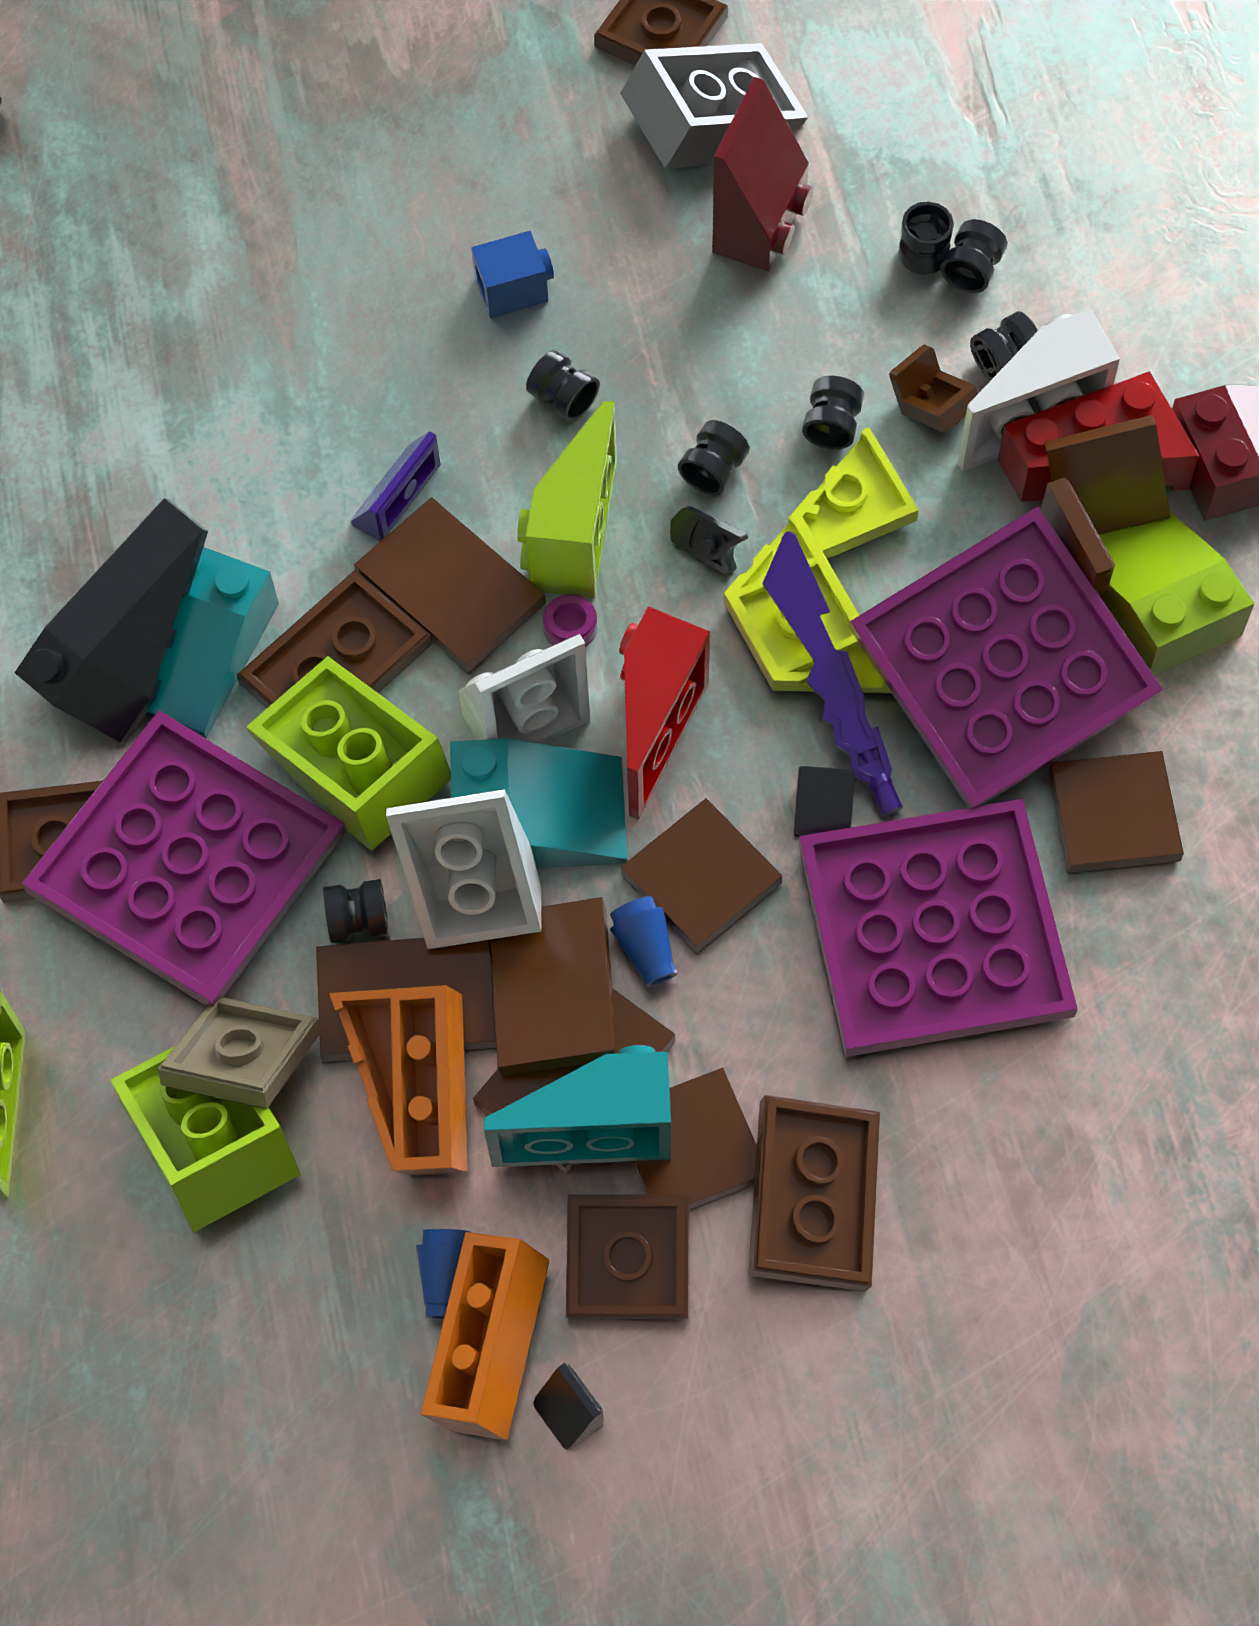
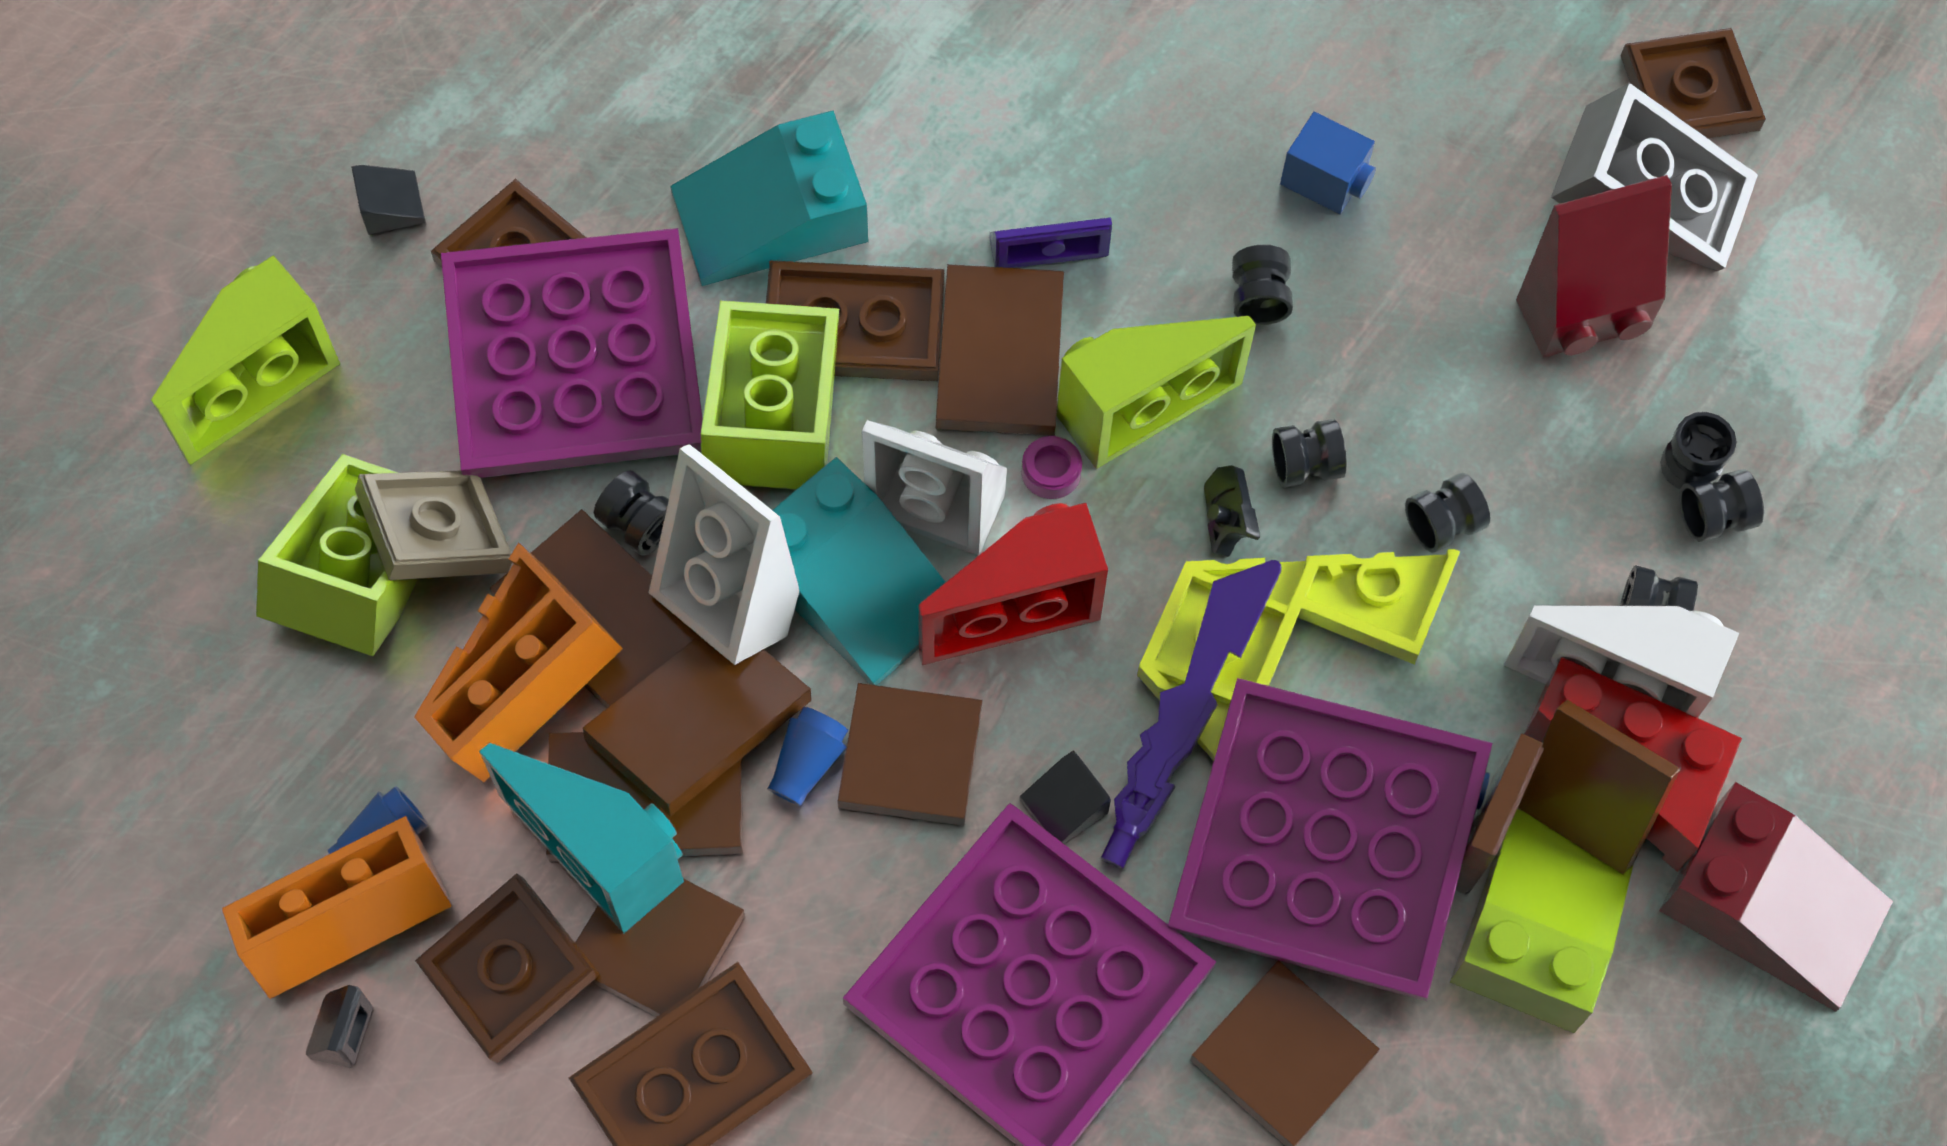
camera: 45 degrees right, 0 degrees up
(111, 636) = (700, 140): black wedge -> none
(928, 392) = (1547, 568): reddish brown bracket -> none

